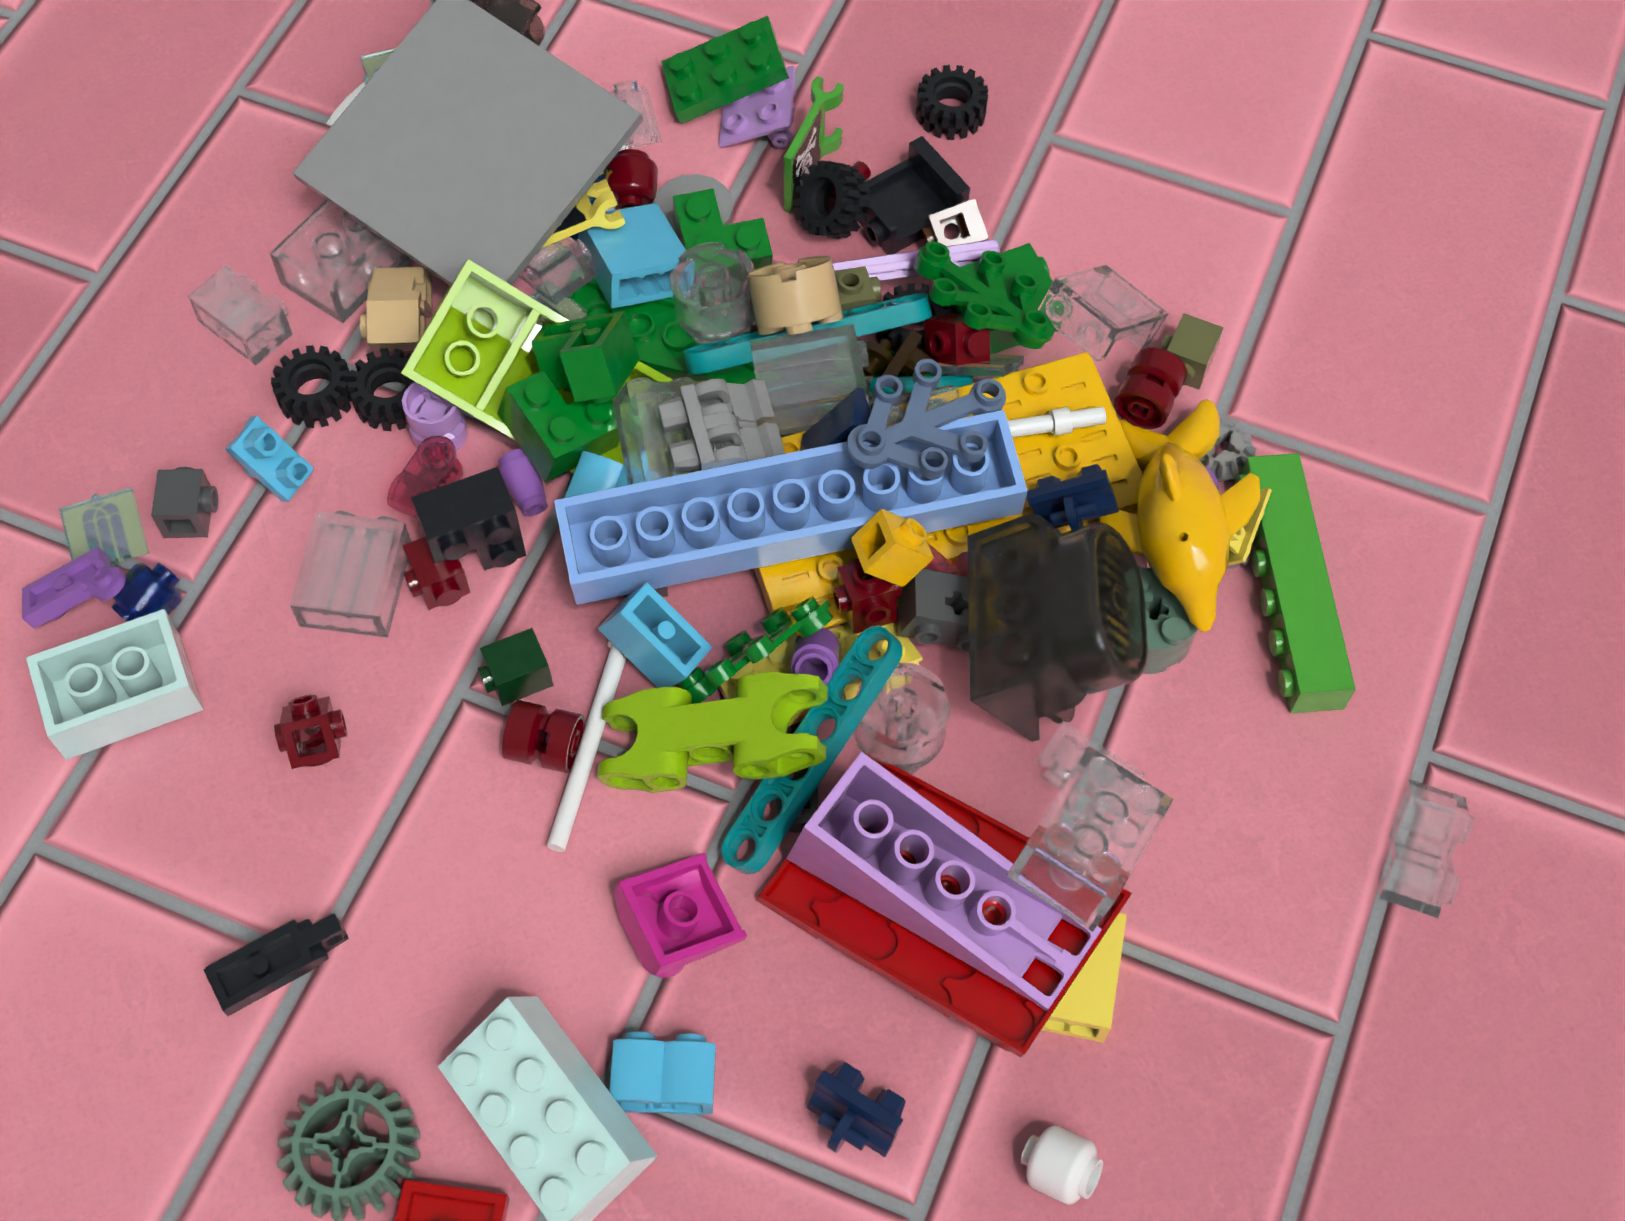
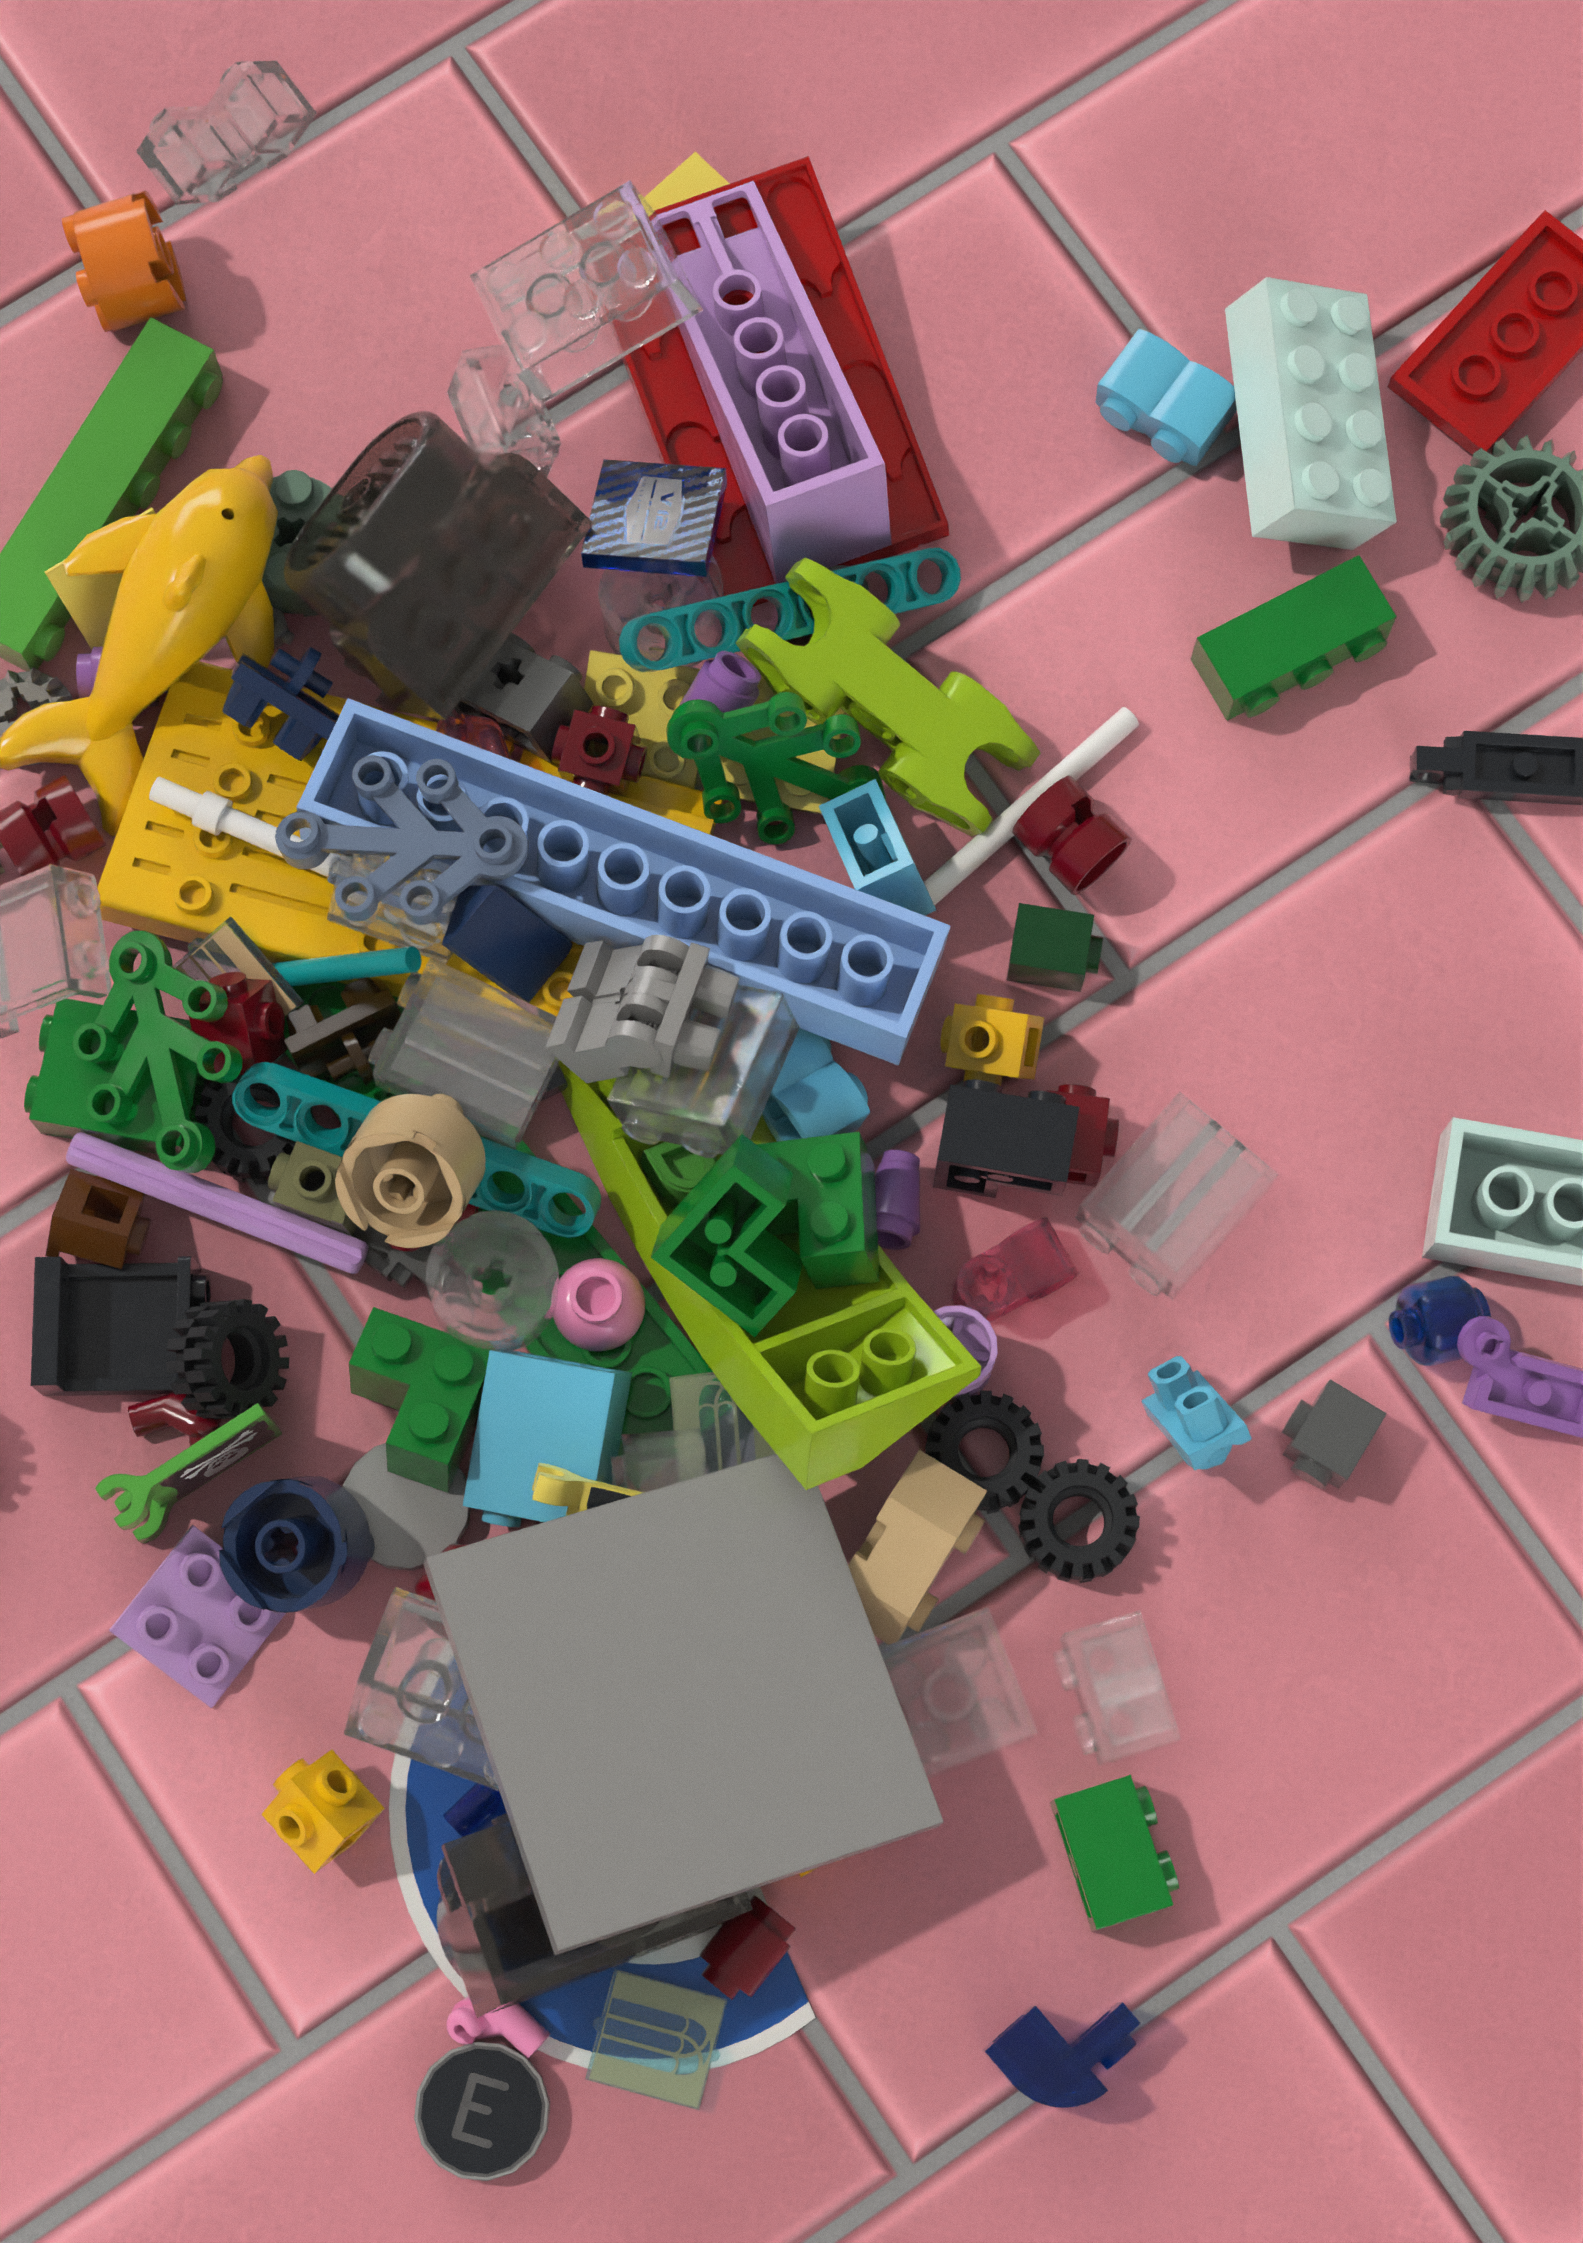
camera: 145 degrees left, 15 degrees up
(105, 522) = (1447, 1477): clear light blue piece -> none
(180, 151) = (1051, 2070): none -> clear blue brick
(200, 245) = (1114, 1852): none -> green brick
(308, 745) = (1334, 1001): dark red brick -> none
(470, 957) = (1294, 639): none -> green brick
(516, 587) = (1011, 1036): none -> yellow brick
(620, 57) = (321, 1809): none -> yellow brick
(657, 333) = (599, 1304): none -> bright pink piece
(676, 915) = (1051, 542): dark pink slope -> none
(724, 69) = (205, 1700): green plate -> none
(730, 144) = (270, 1521): none -> dark blue brick
(853, 1115) = (982, 228): dark blue hips -> none
(892, 547) = (551, 738): yellow brick -> none
(938, 738) = (654, 518): none -> tile
(1062, 1165) = (833, 80): white head -> none
(1402, 716) = (125, 261): none -> orange brick

